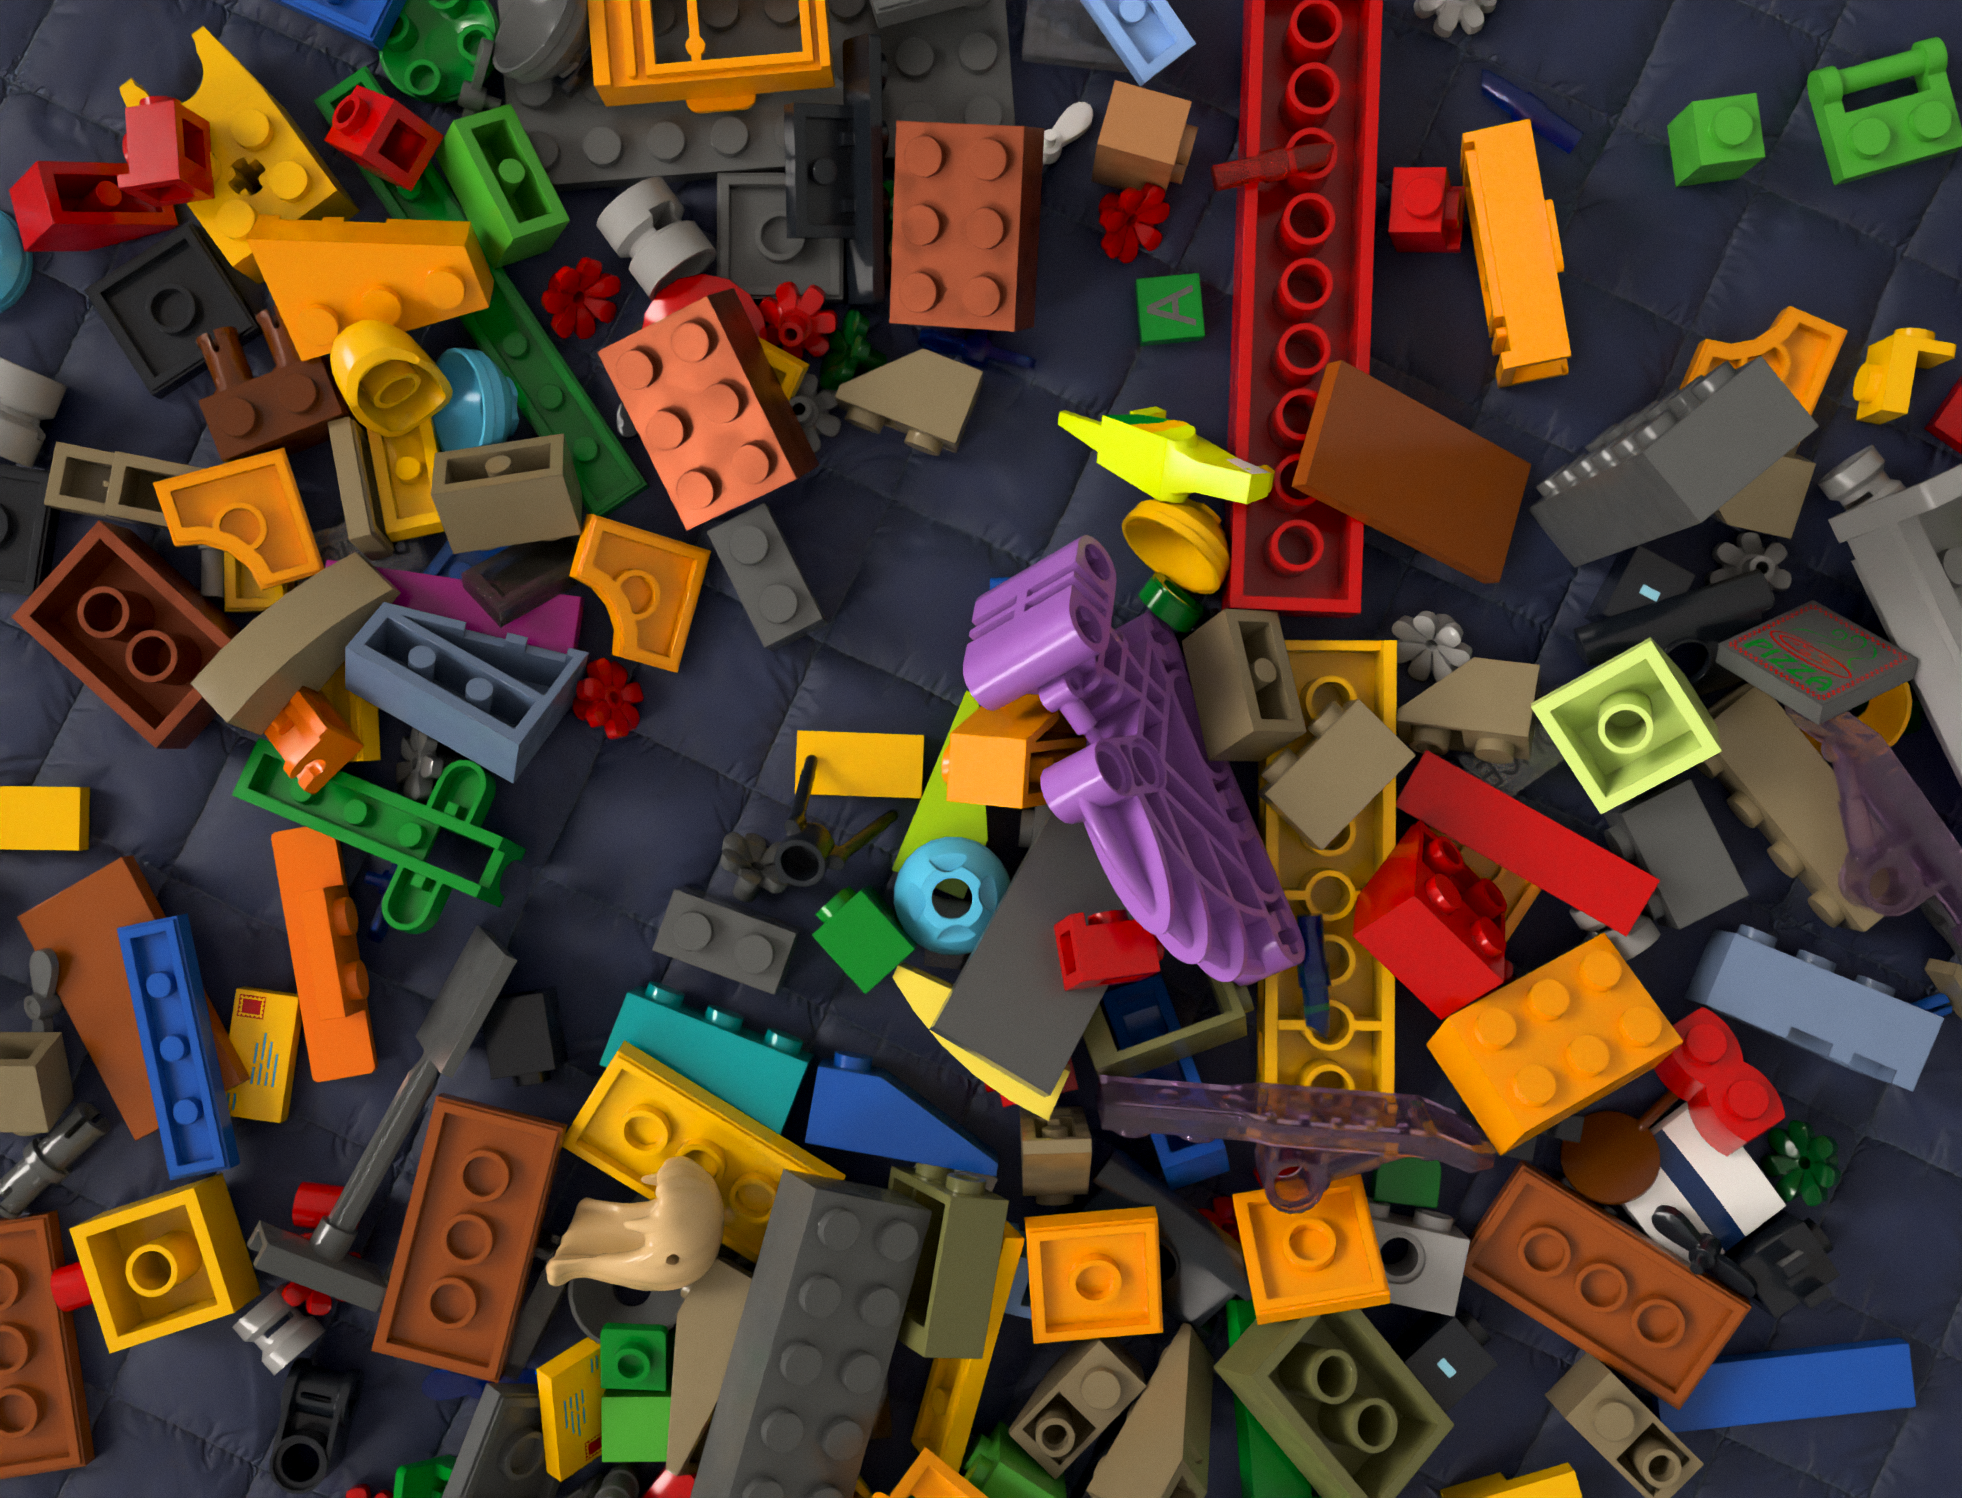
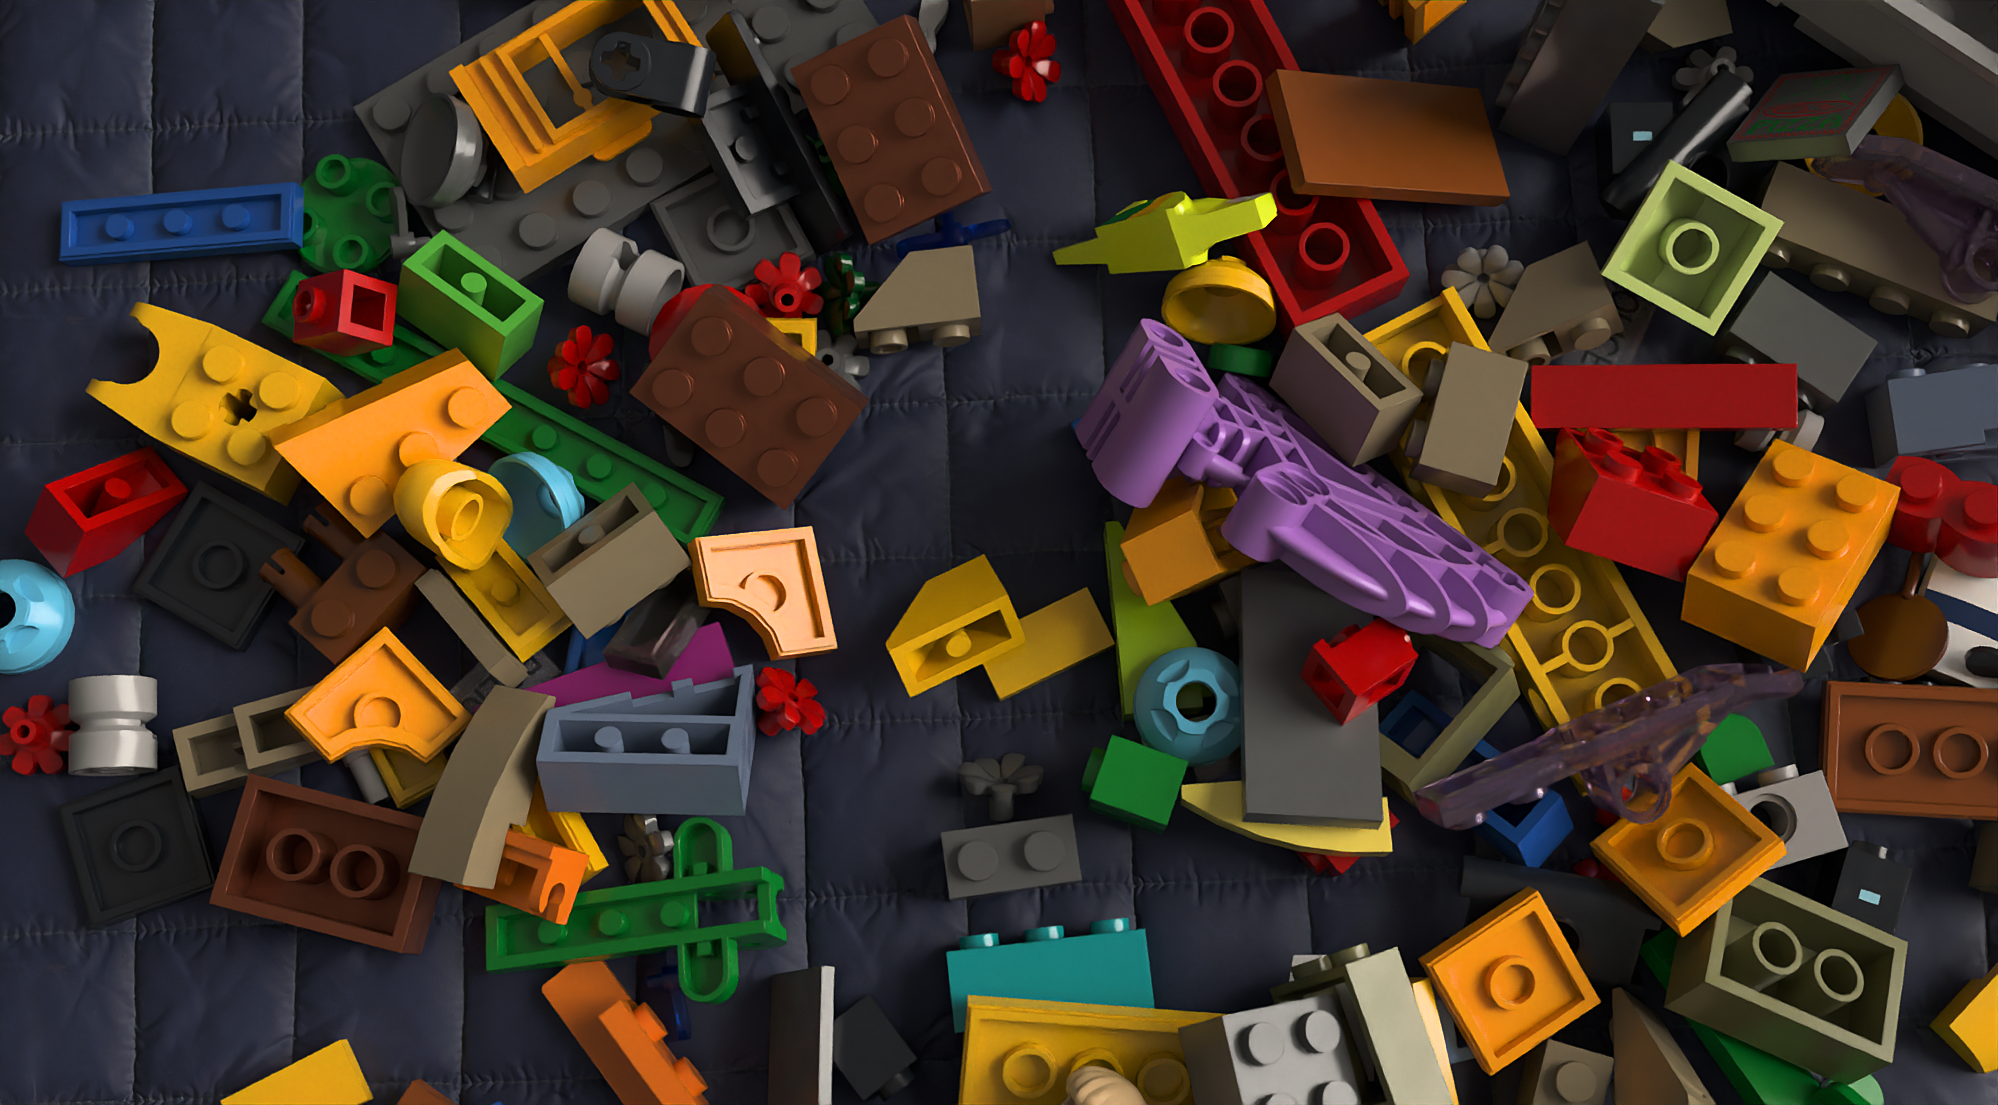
camera: 25 degrees left, 10 degrees down
(166, 153) = (160, 418): red brick -> none
(767, 577) = (876, 519): dark grey brick -> none
(775, 69) = (667, 74): none -> black piece
(783, 711) = (954, 626): none -> yellow slope
(809, 846) = (1043, 726): black plant -> none
(880, 1115) = (1234, 946): blue slope -> none
(1055, 1155) = (1414, 893): dark tan slope -> none
(1169, 309) = (1100, 120): green tile -> none
(1314, 974) = (1550, 607): clear blue piece -> none

